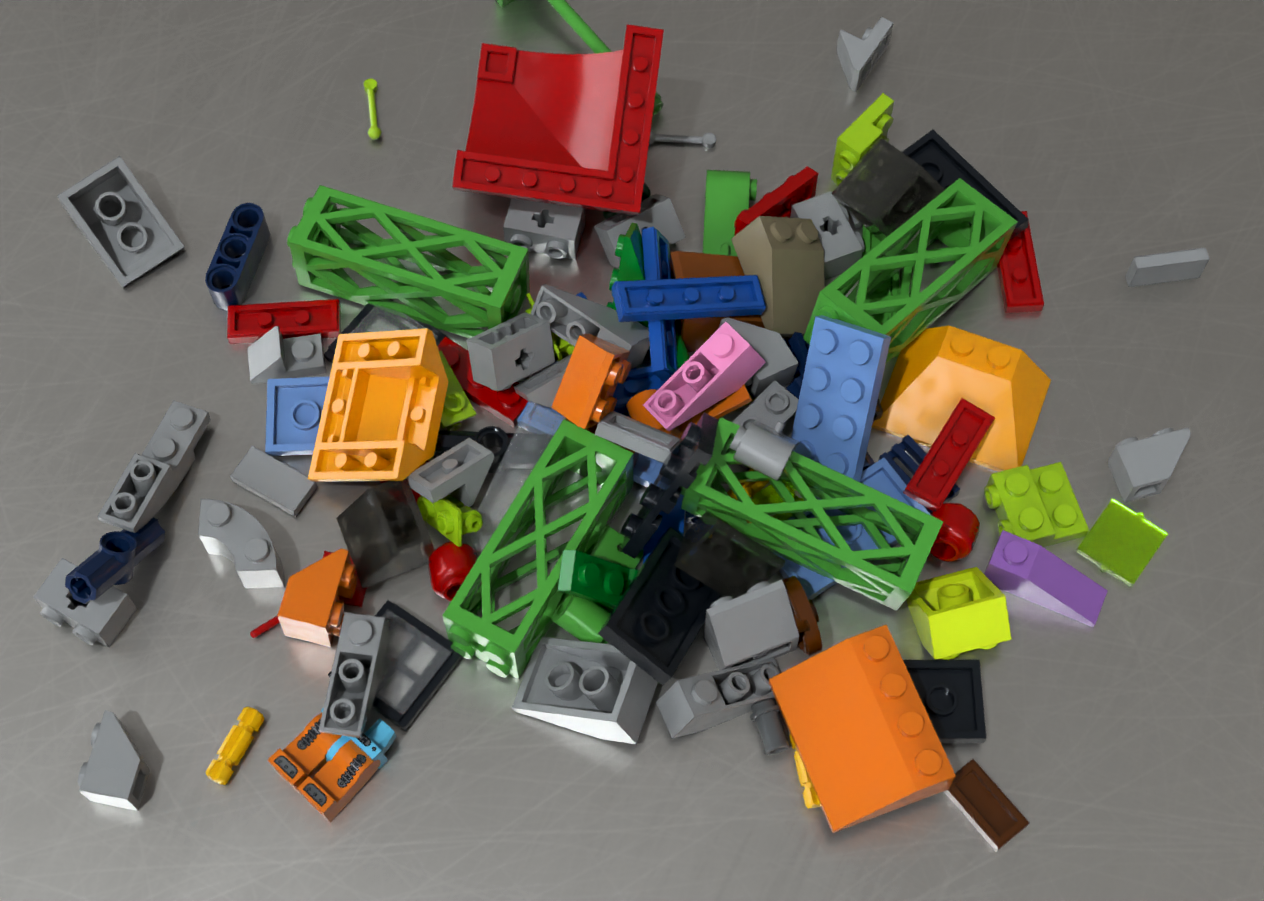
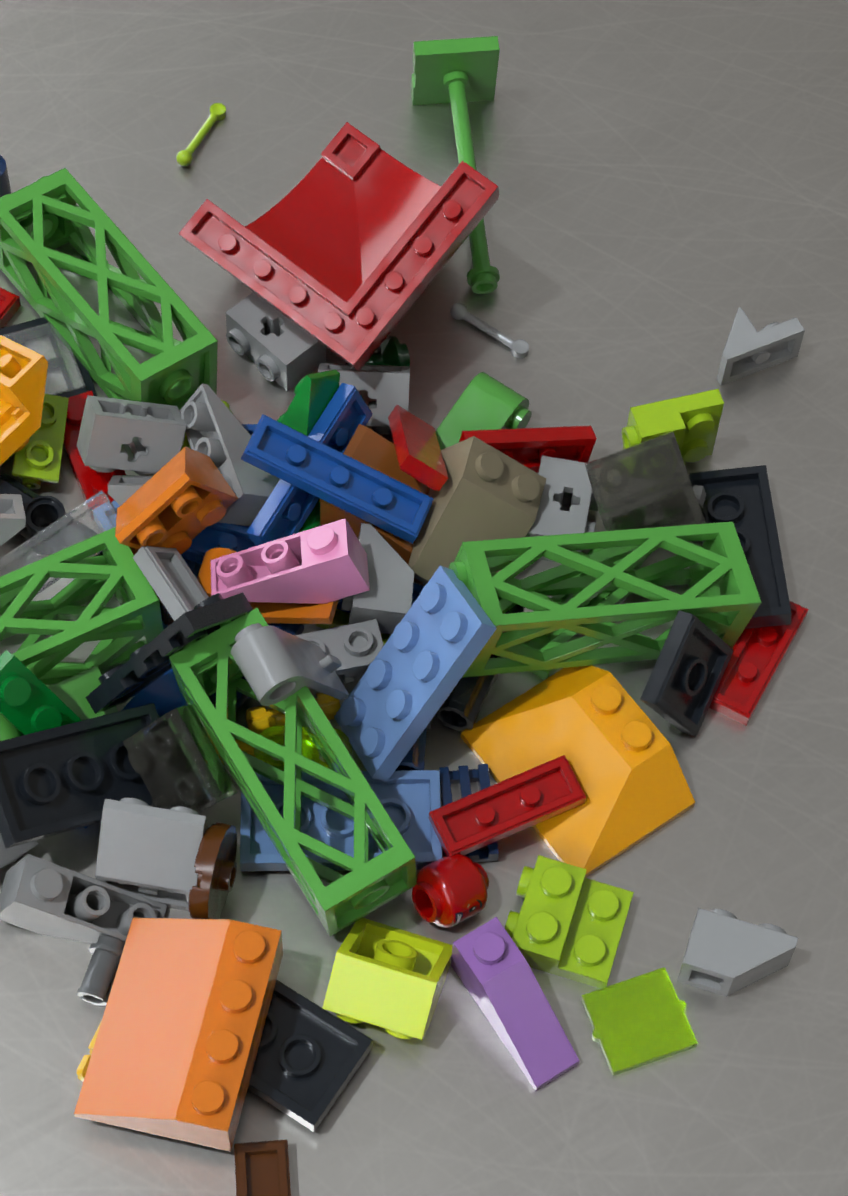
camera: 30 degrees right, 5 degrees down
(717, 246) = (417, 448): none -> red tile
(998, 297) = (687, 673): none -> black tile

